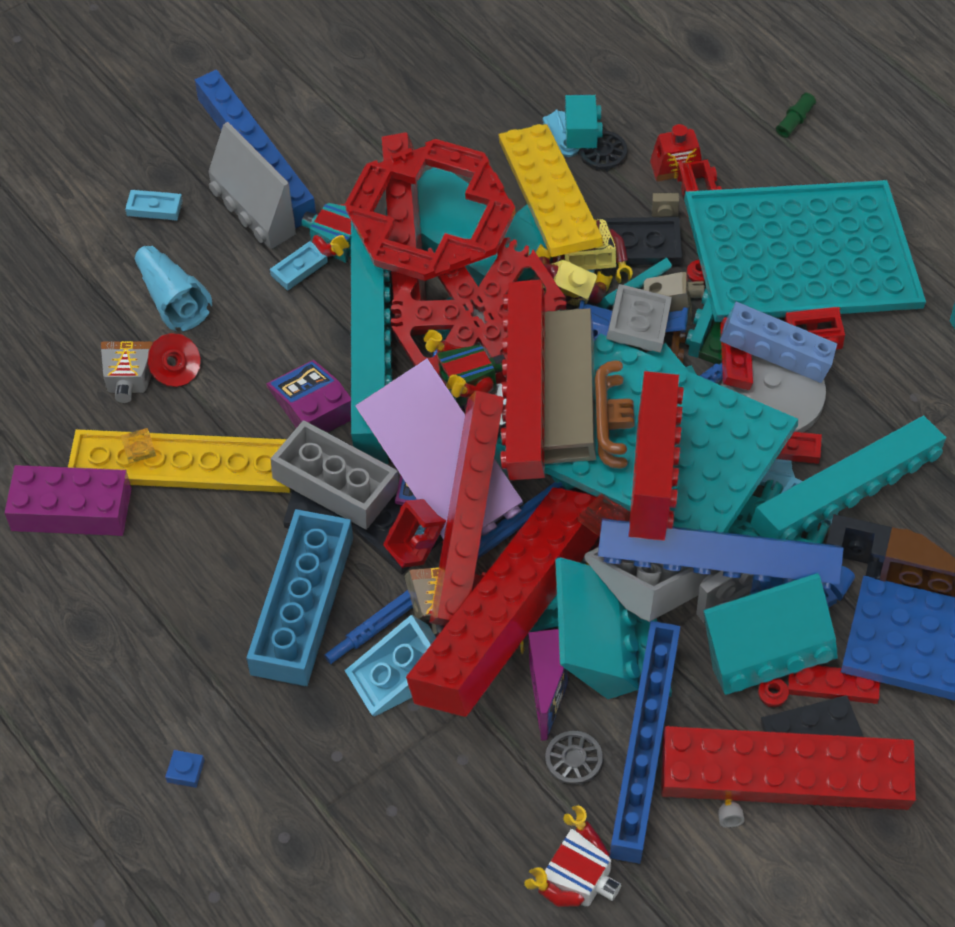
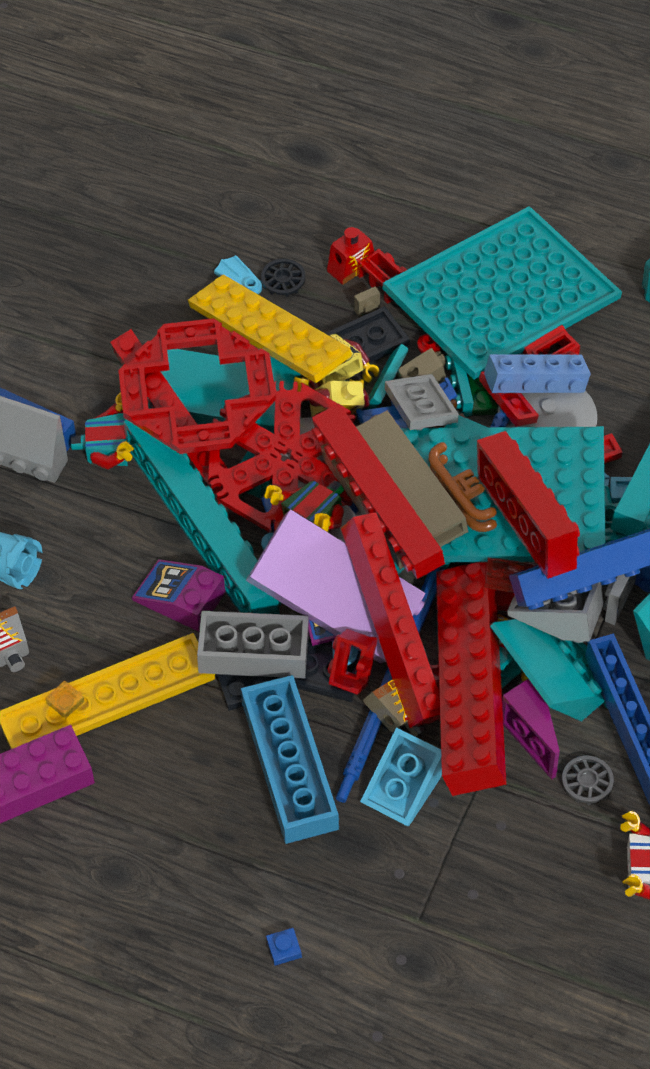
camera: 30 degrees left, 0 degrees up
(185, 355) = (47, 607): red dish -> none
(298, 265) = (92, 485): medium azure plate -> none
(581, 121) = (254, 260): teal brick -> none
(796, 115) = (421, 182): dark green pin -> none

